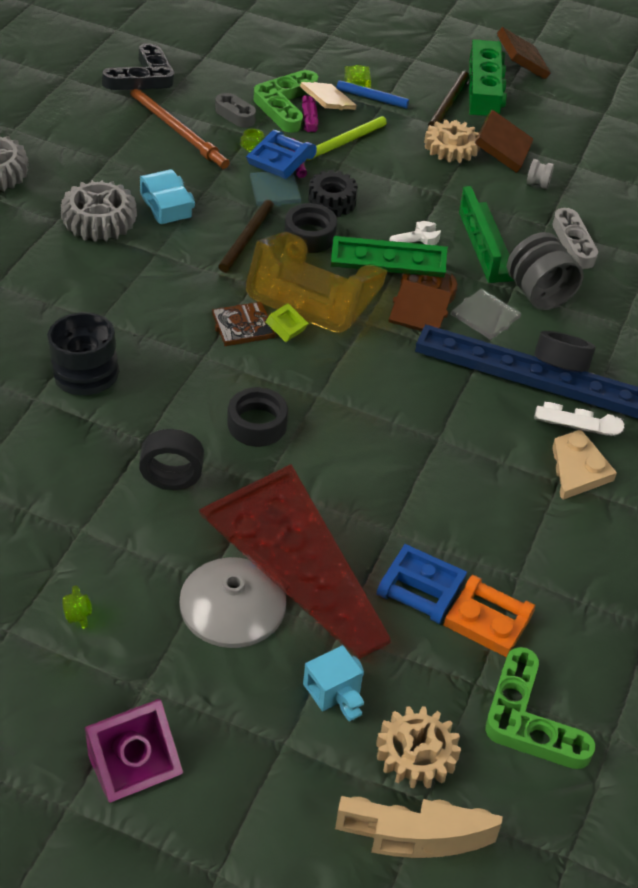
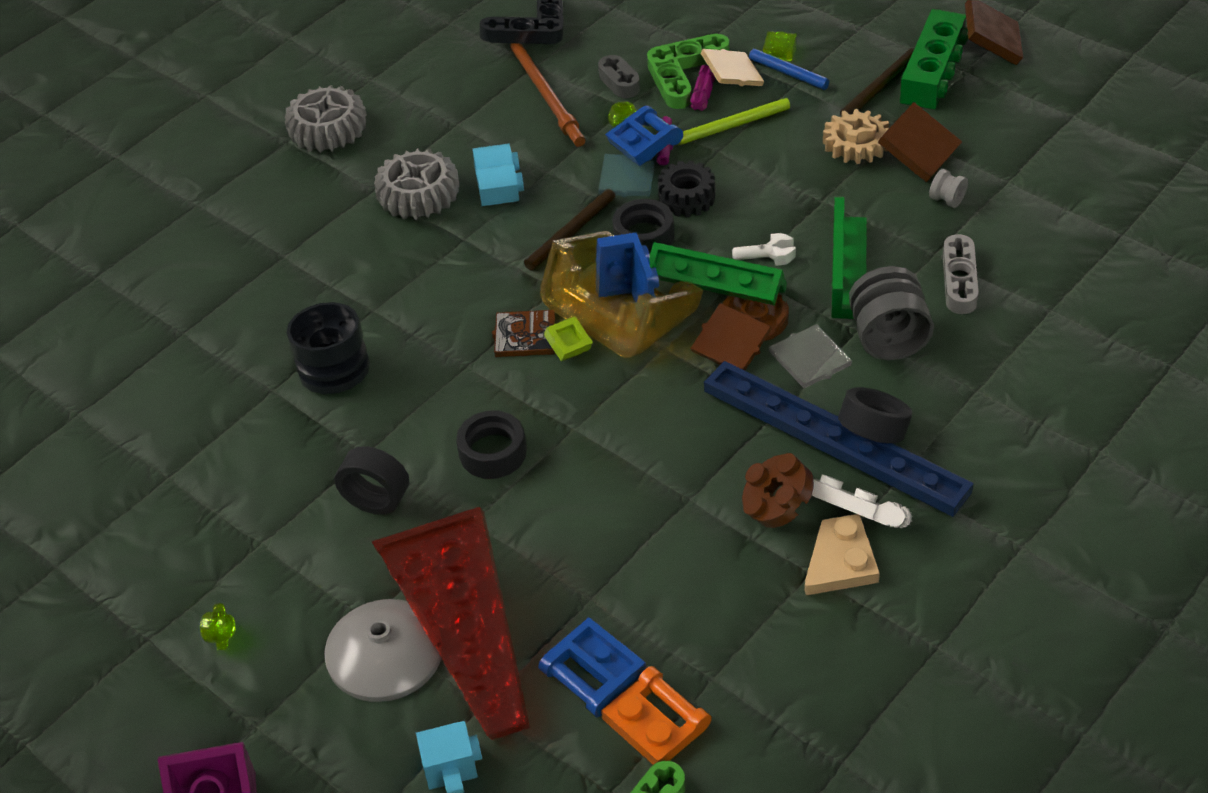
camera: 25 degrees right, 0 degrees up
(322, 258) = (624, 267): none -> blue bracket
(503, 407) = (763, 481): none -> reddish brown plate

